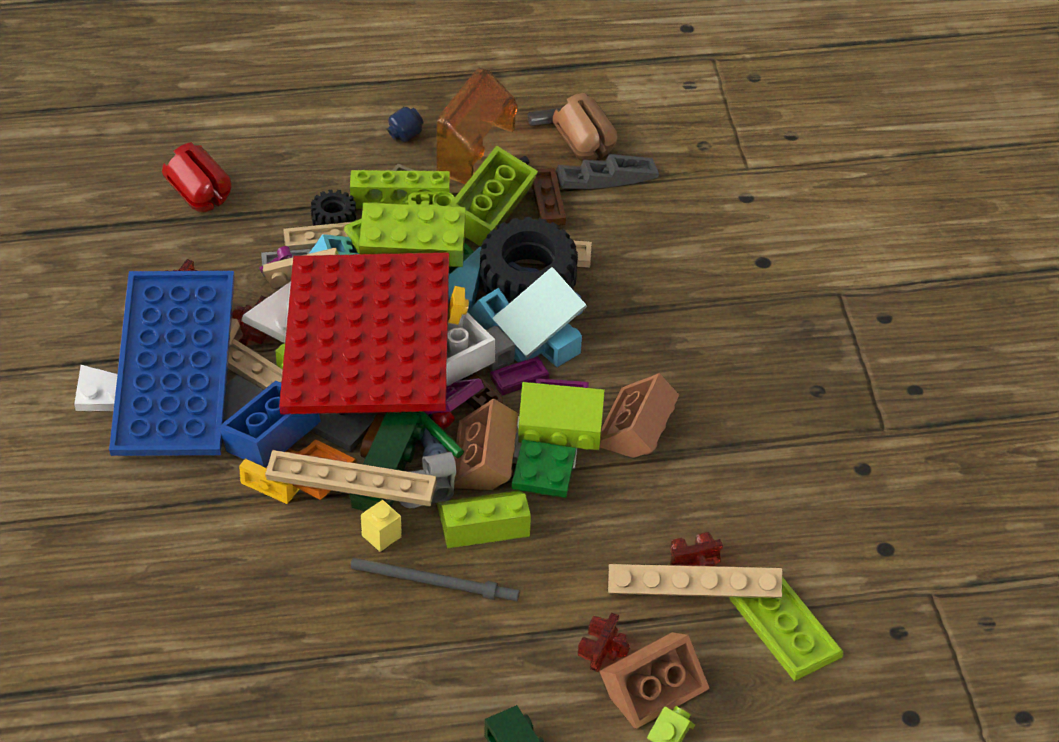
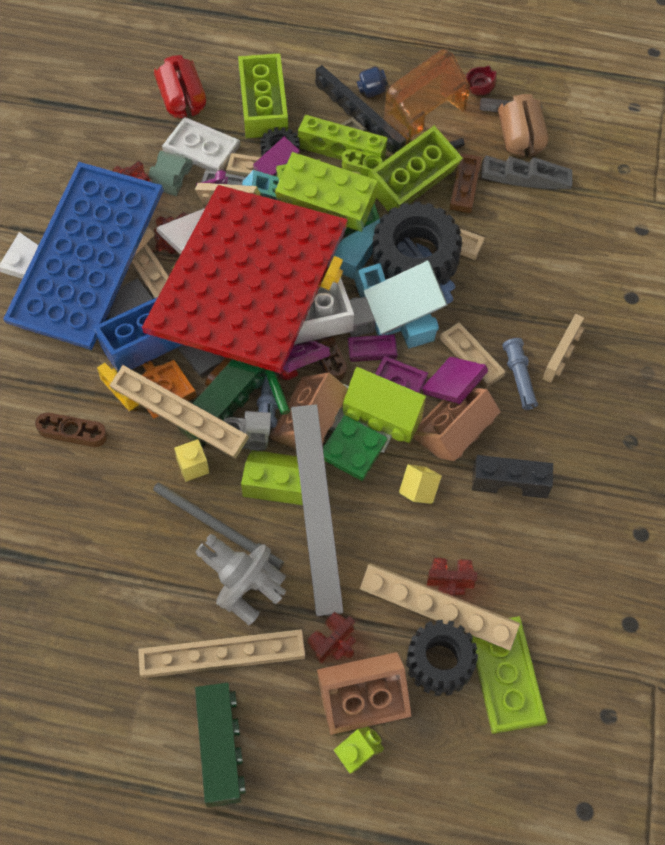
camera: 20 degrees right, 15 degrees up
(213, 530) = (63, 422): none -> reddish brown beam
(223, 259) = (170, 171): none -> sand green cylinder
(243, 231) = (201, 144): none -> white tile
(292, 163) = (262, 94): none -> lime brick
(340, 214) = (276, 156): none -> magenta tile
(400, 152) = (358, 109): none -> black plate
(485, 603) = (241, 574): none -> light grey piece
(494, 689) = (221, 653): none -> tan plate
(524, 93) = (481, 80): none -> dark red hair
(536, 527) = (317, 510): none -> light grey tile
(622, 377) = (455, 380): none -> magenta tile
(626, 353) = (467, 348): none -> tan plate
(626, 482) = (420, 484): none -> light yellow panel
(677, 349) = (518, 363): none -> sand blue pin
(697, 449) = (532, 477): none -> black arch
(718, 323) = (564, 349): none -> tan plate
(720, 606) = (451, 638): none -> black tyre

